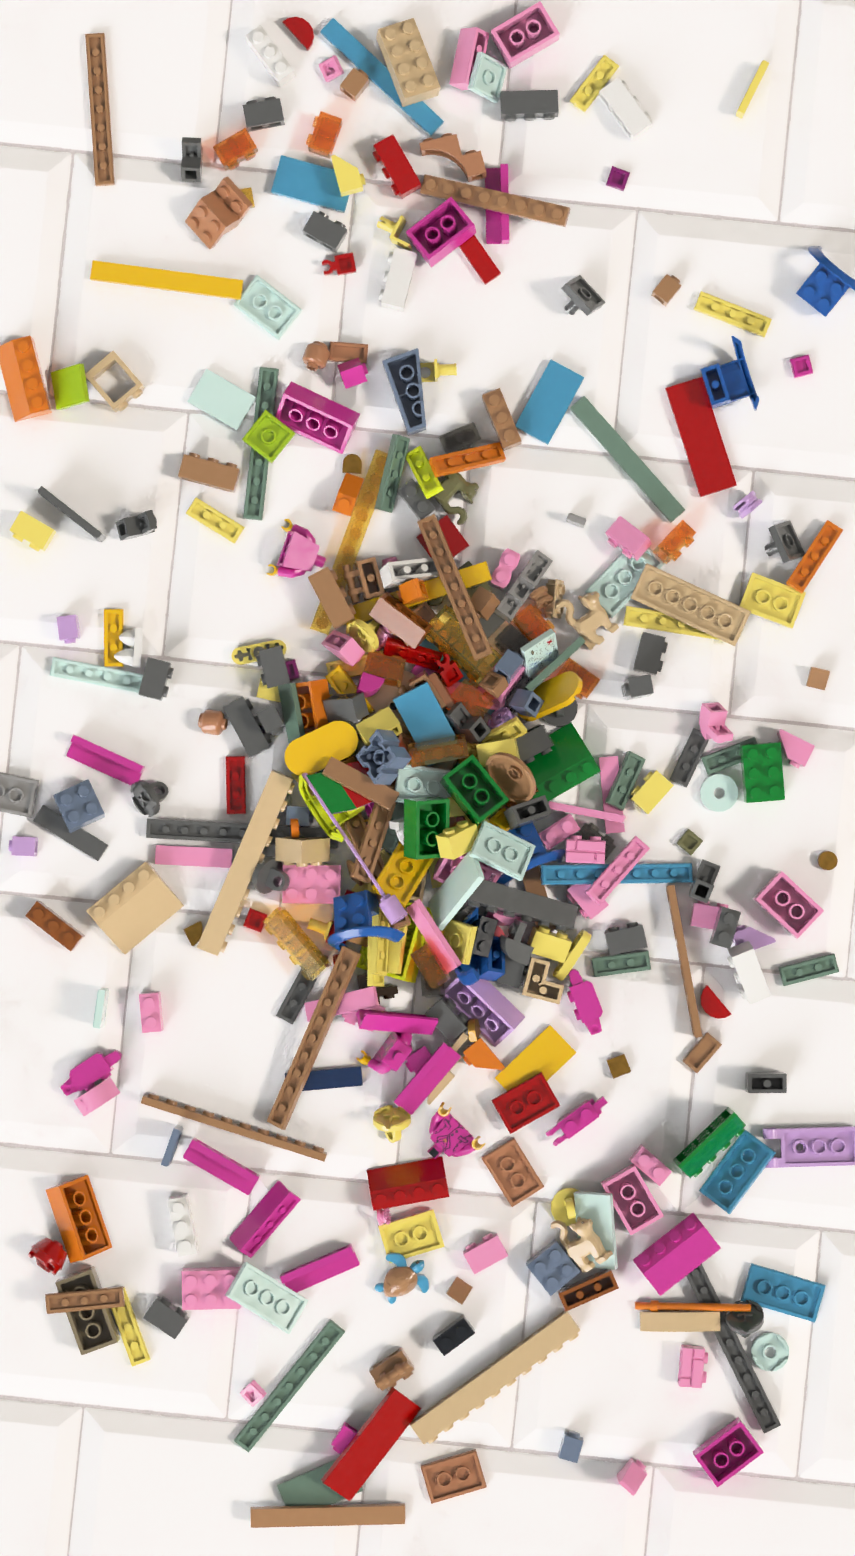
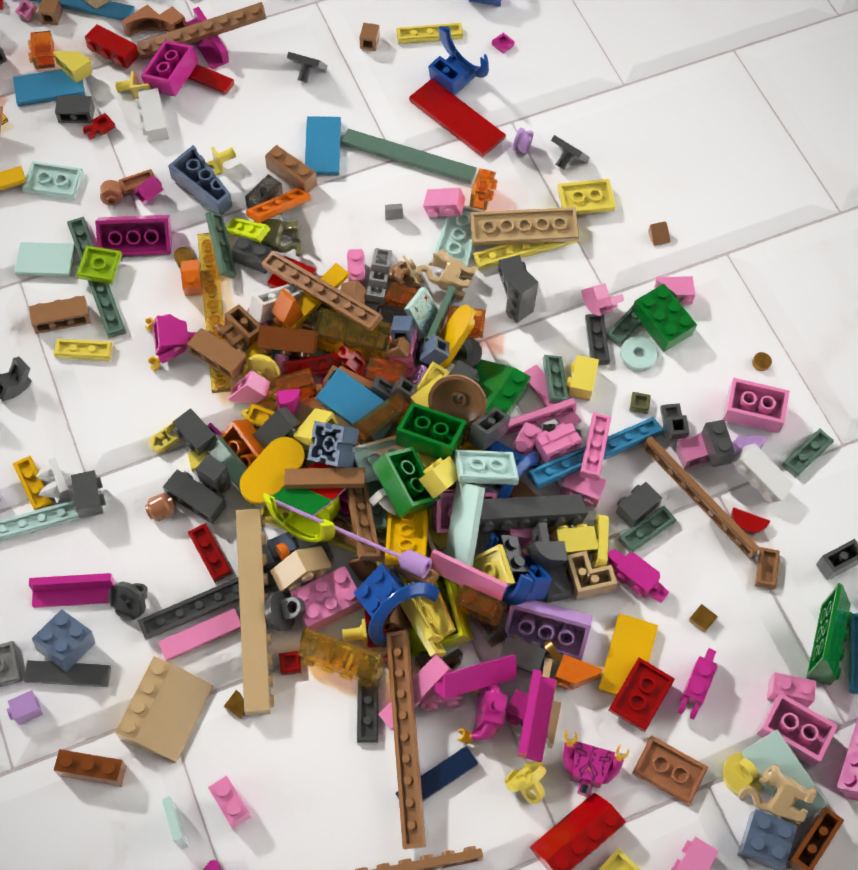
camera: 30 degrees left, 25 degrees down
(814, 556) = (598, 152): orange plate -> none

